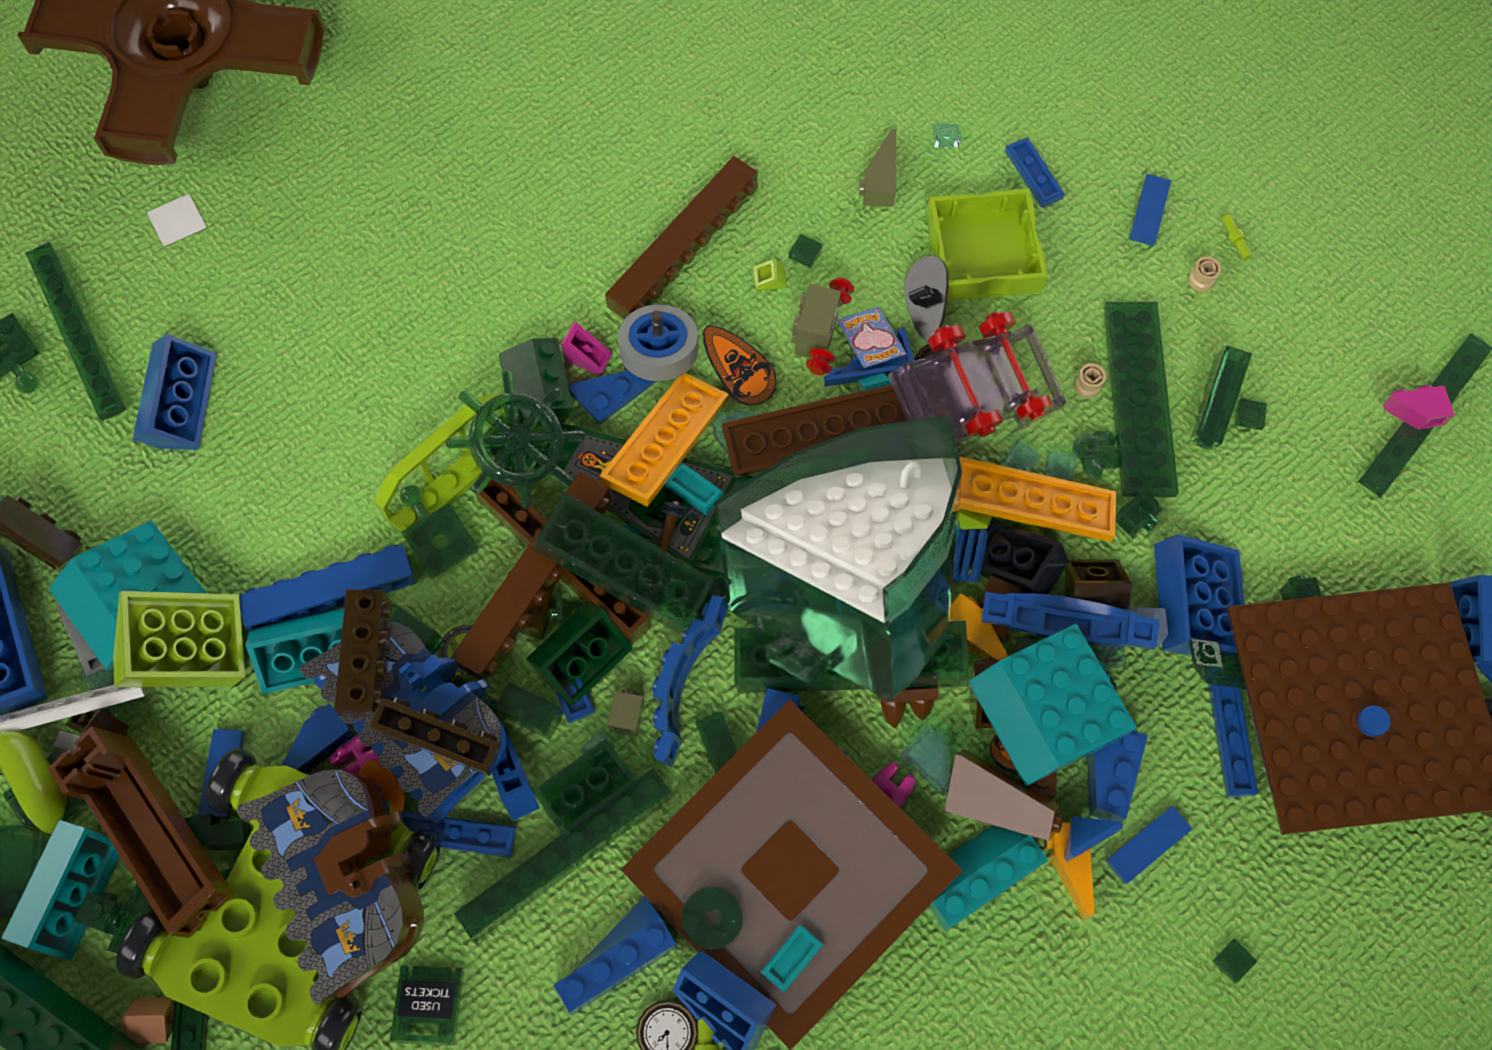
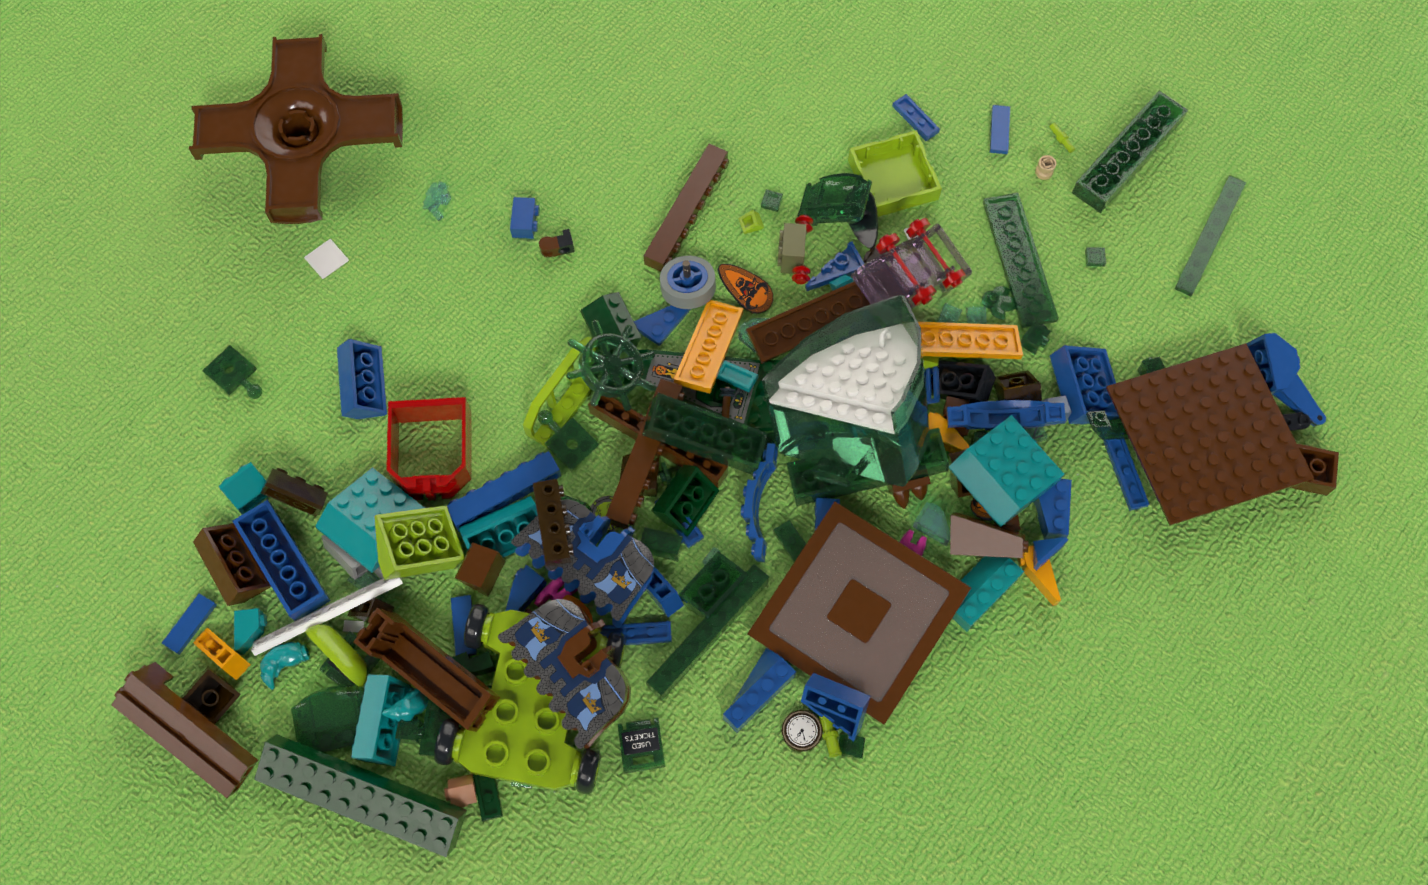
camera: 10 degrees left, 0 degrees up
(76, 331) = (279, 349): clear green plate -> none
(100, 880) = (406, 708): none -> teal animal
(244, 453) = (423, 411): none -> red container
(264, 696) = (480, 568): none -> reddish brown slope
(344, 160) = (436, 195): none -> clear light blue piece
(436, 736) = (615, 566): dark brown brick -> none
(455, 212) = (524, 218): none -> blue brick
(491, 257) = (557, 245): none -> leg
(584, 350) = (638, 297): dark pink slope -> none
(626, 712) = (726, 533): olive brick -> none
(695, 921) = (804, 655): clear green plate -> none
(792, 958) = (873, 666): teal tile -> none
(871, 337) = (830, 251): sticker -> none
(880, 176) = (812, 142): olive slope -> none
(894, 264) = (836, 199): none -> clear green slope
(946, 135) = (850, 102): clear light blue slope -> none
(1090, 381) = (984, 254): tan wheel -> none
(1148, 845) = (1086, 550): blue tile -> none
(1220, 397) = (1073, 249): clear green slope -> none
(1234, 961) = (1155, 612): clear green tile -> none
(1330, 273) = (1129, 151): none -> clear green brick
(1373, 721) = (1213, 441): blue tile -> none
(1421, 407) = (1206, 232): dark pink slope -> none

